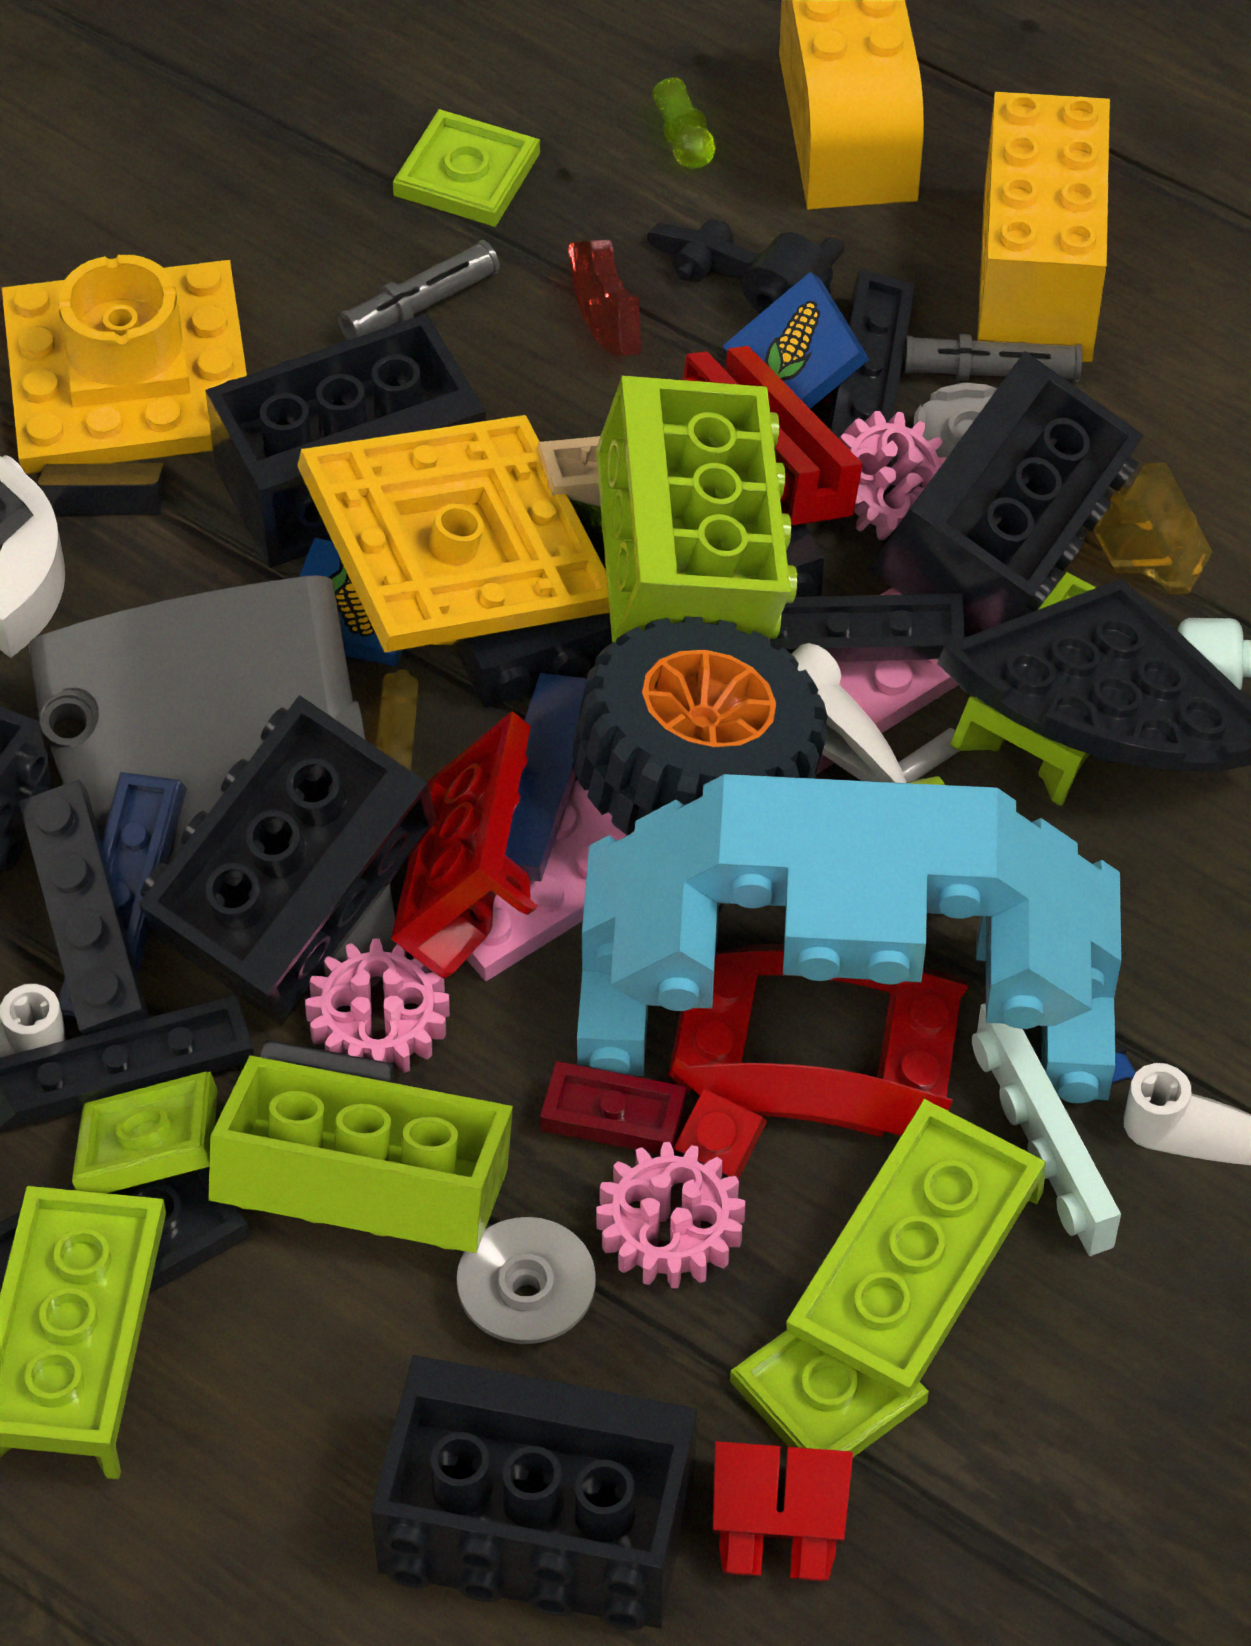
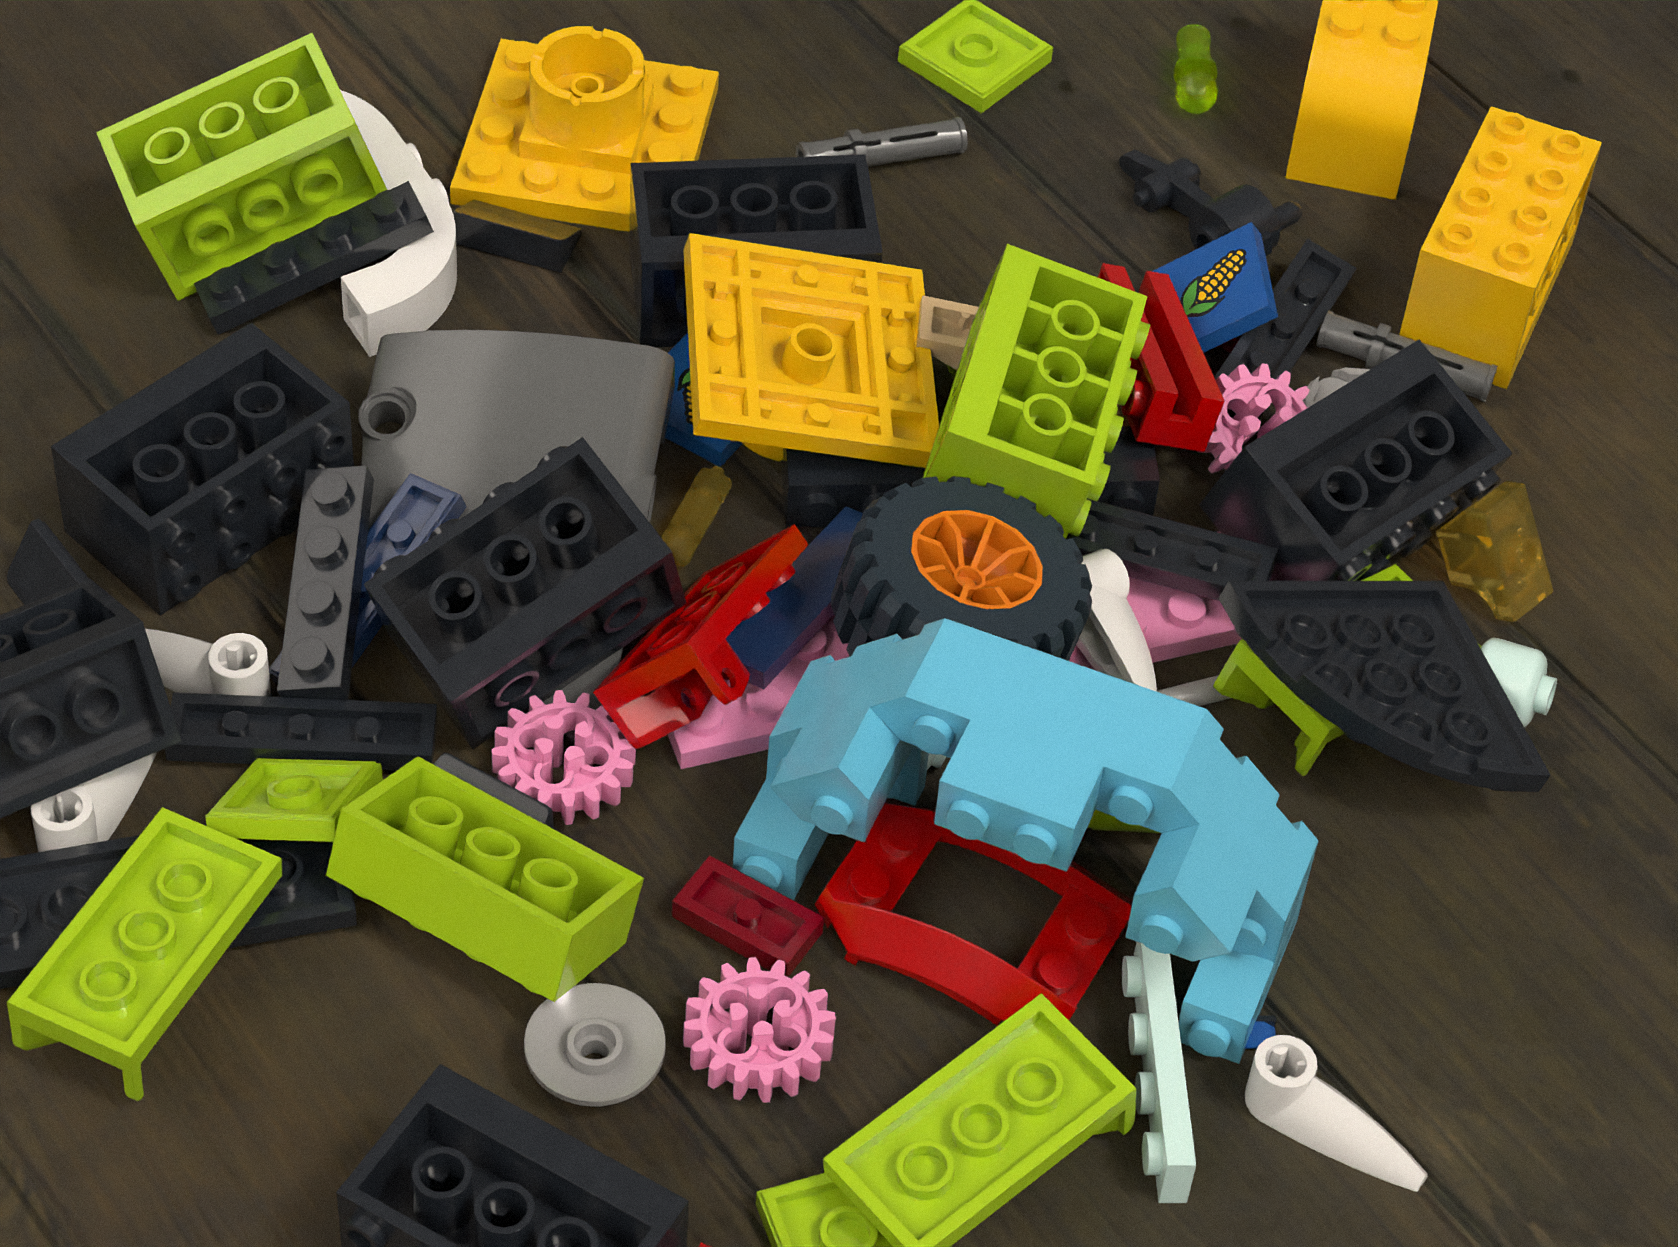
camera: 15 degrees right, 5 degrees down
(603, 301) = (1051, 197): clear red tile -> none
(721, 1131) = (843, 970): red plate -> none

